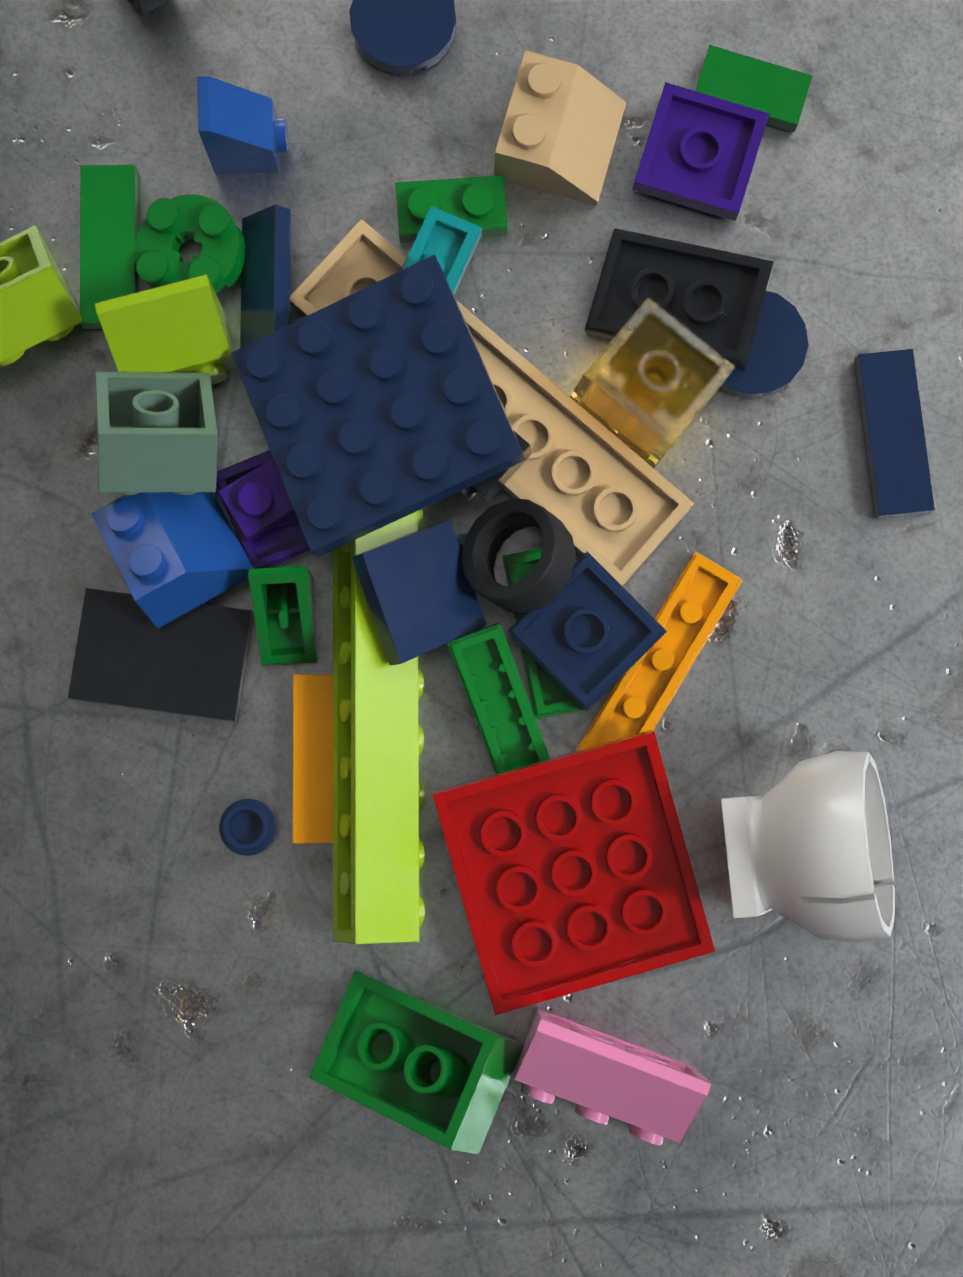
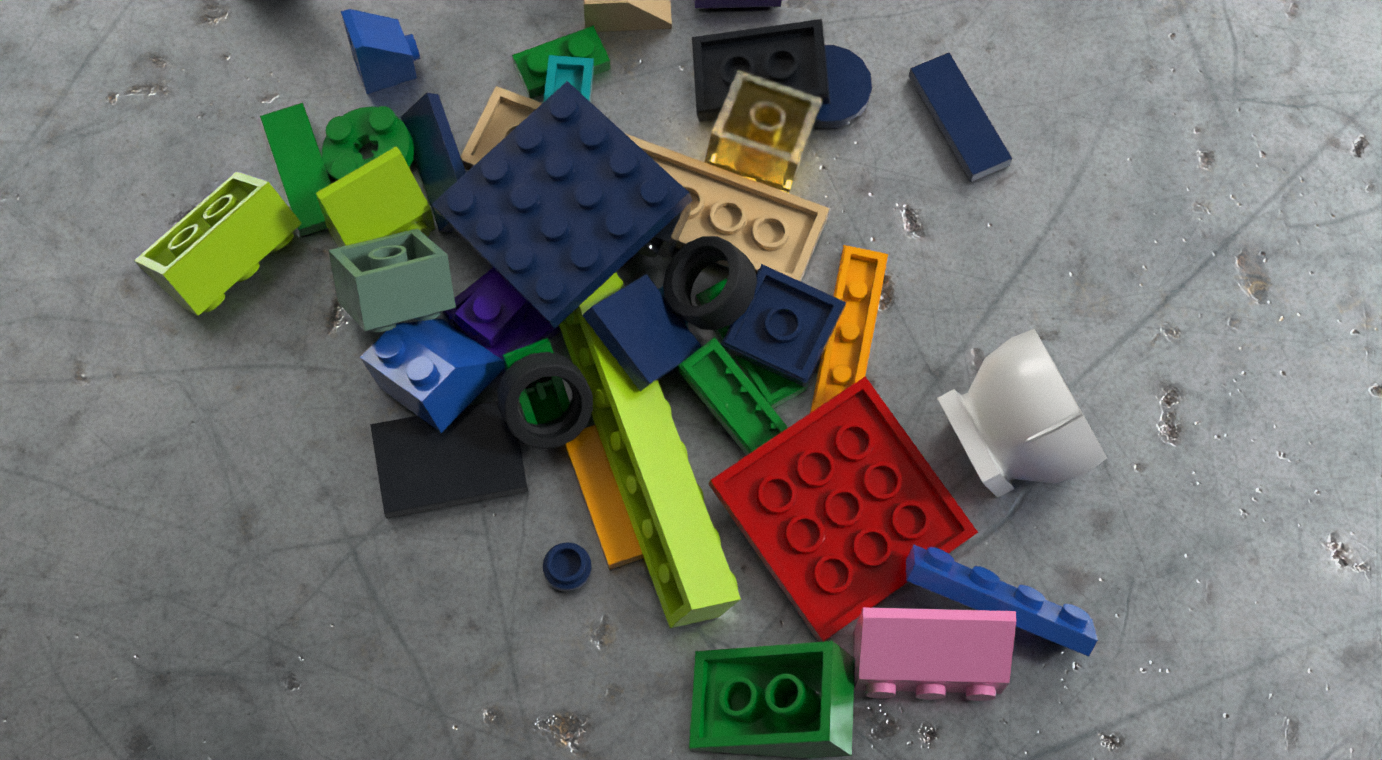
camera: 20 degrees left, 15 degrees down
(279, 669) = (560, 430): none -> black tyre
(707, 1042) = (984, 591): none -> blue plate

